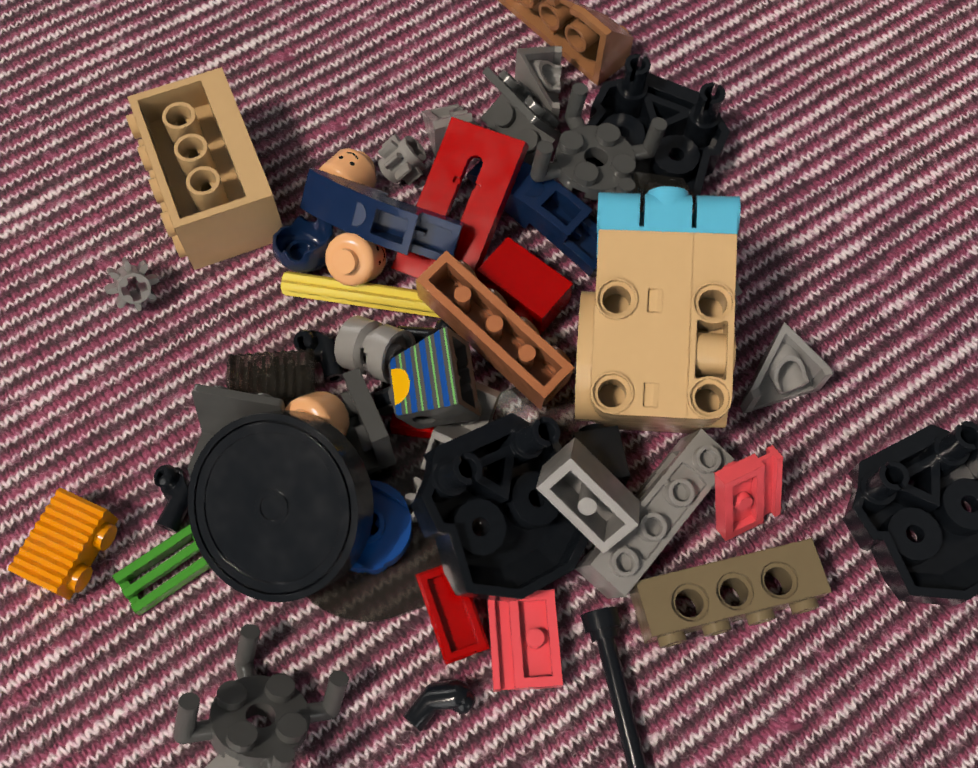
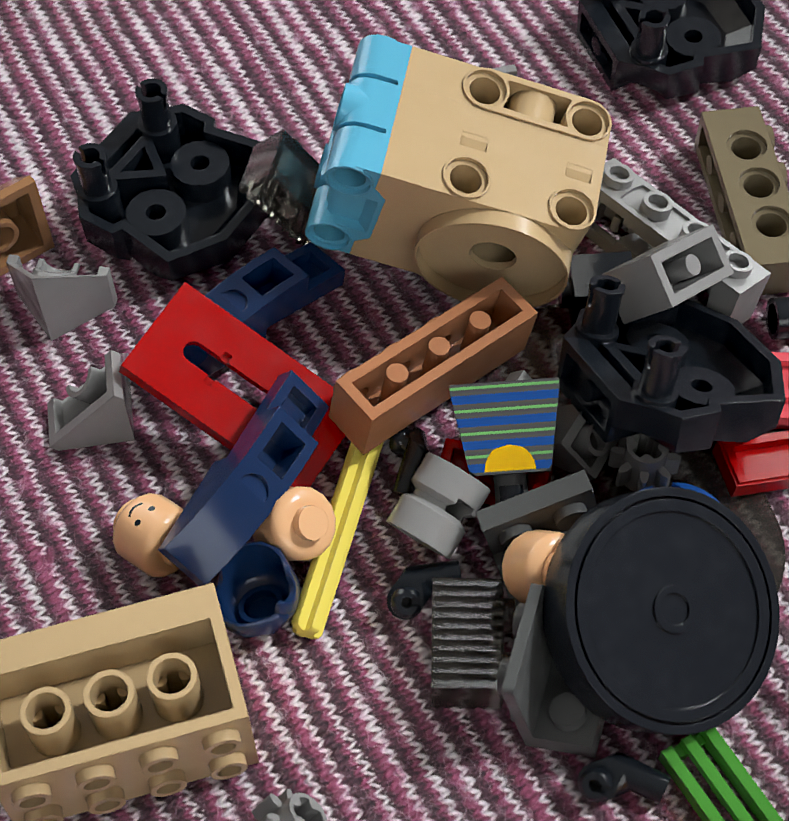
camera: 80 degrees left, 10 degrees down
(402, 159) = (139, 464): light grey gear -> none
(519, 114) = (111, 315): dark grey bracket -> none
(526, 283) = (354, 333): red brick -> none
(597, 142) = (204, 210): dark grey plate -> none
(748, 492) = (647, 155): coral plate -> none

